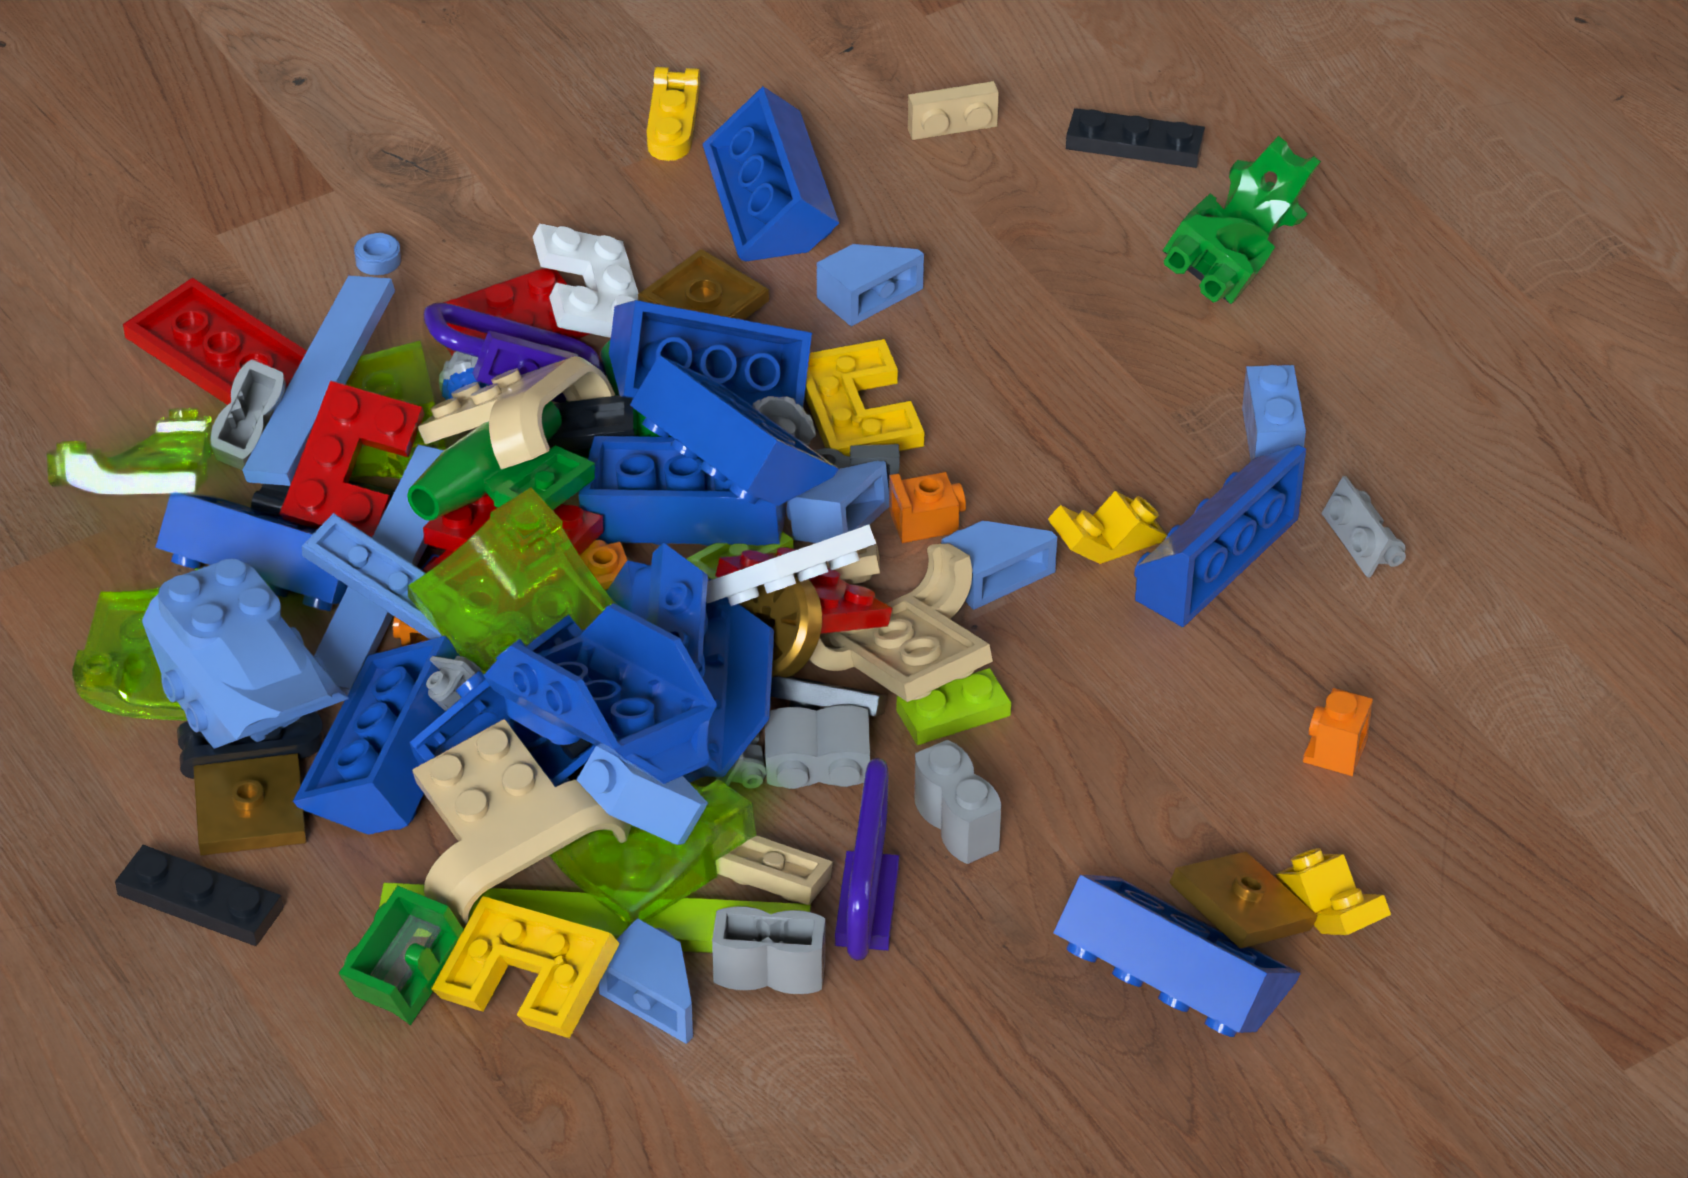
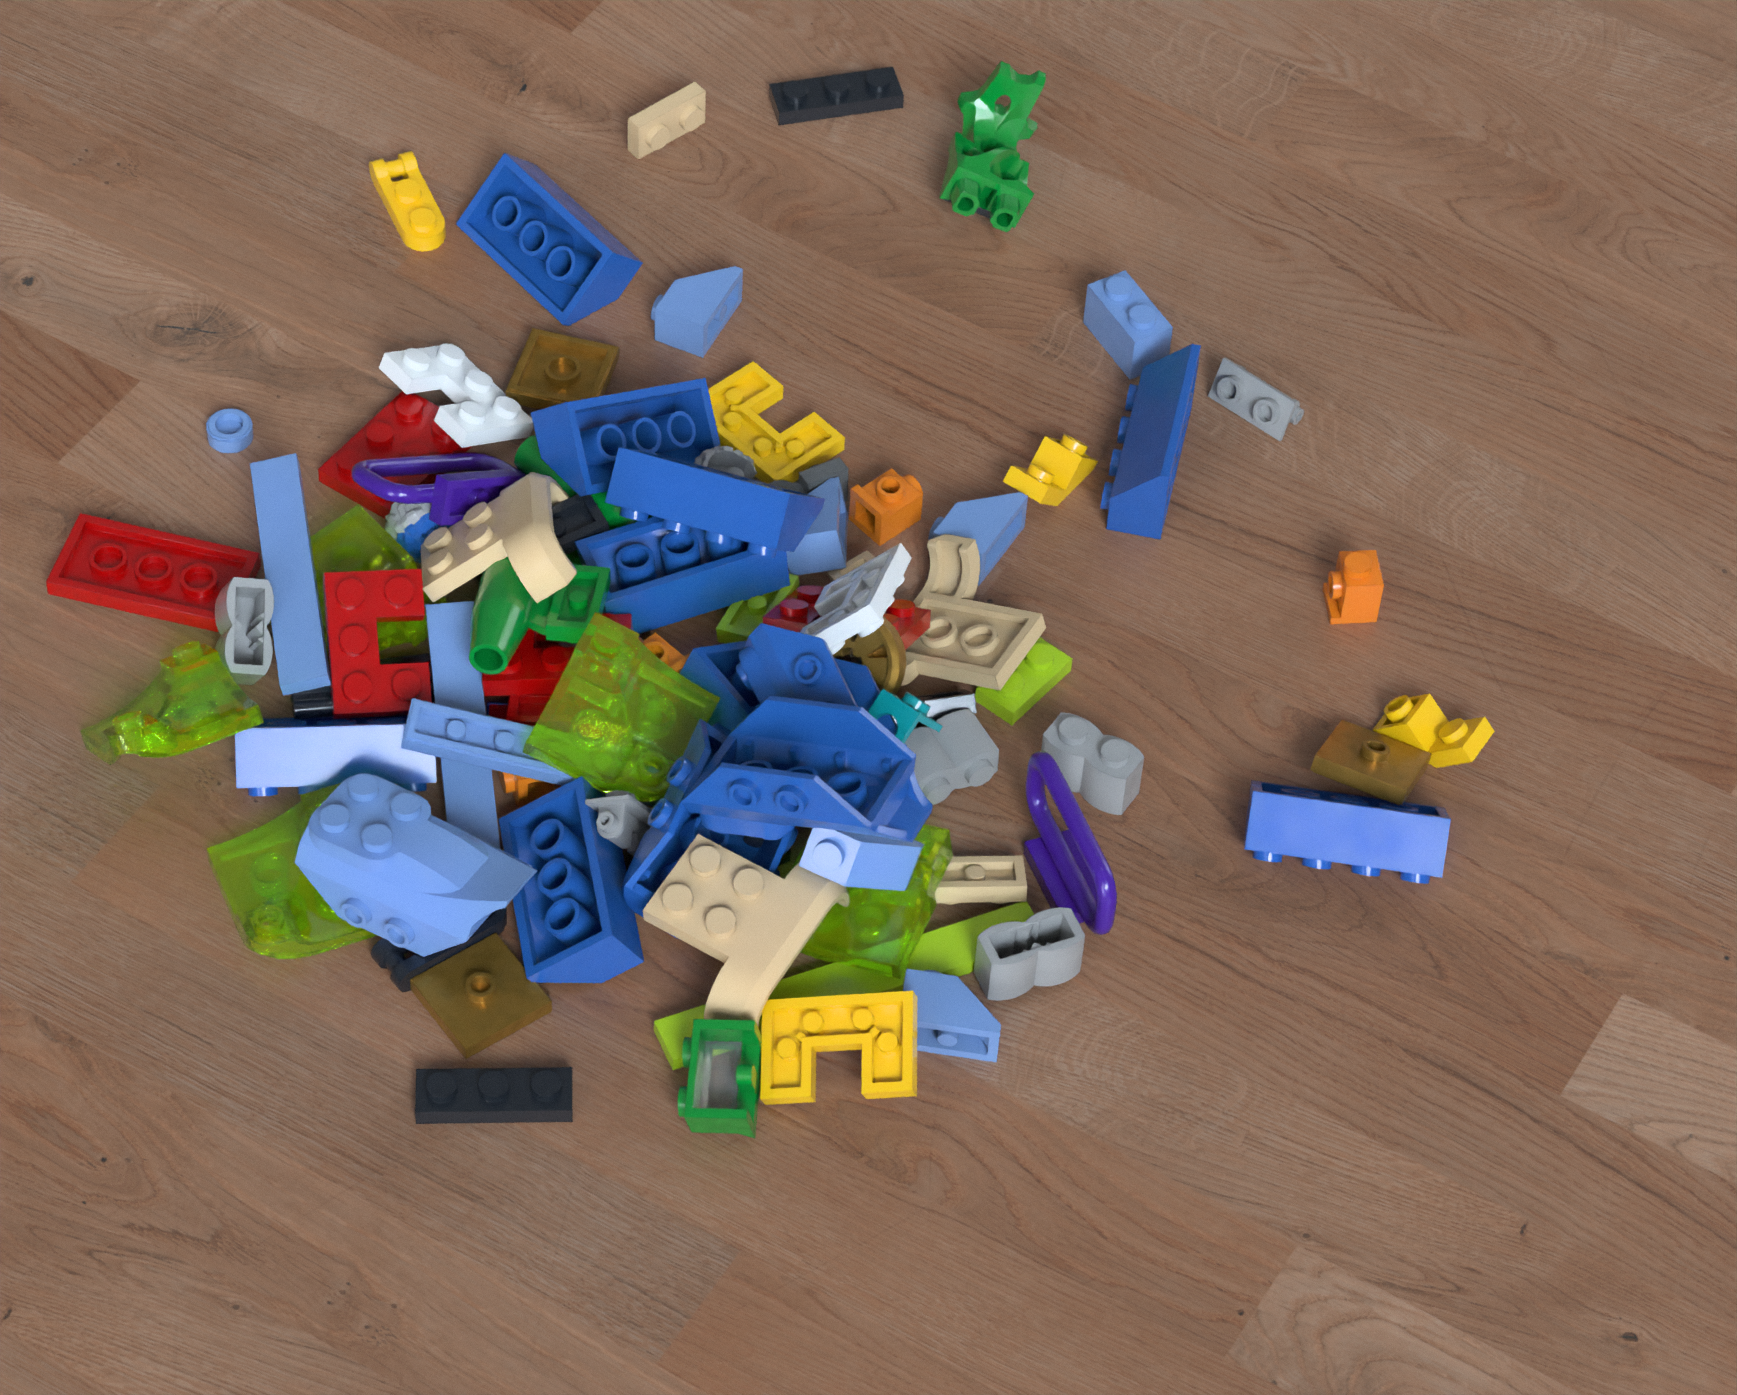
camera: 30 degrees left, 5 degrees up
(779, 680) = (906, 711): none -> teal bracket

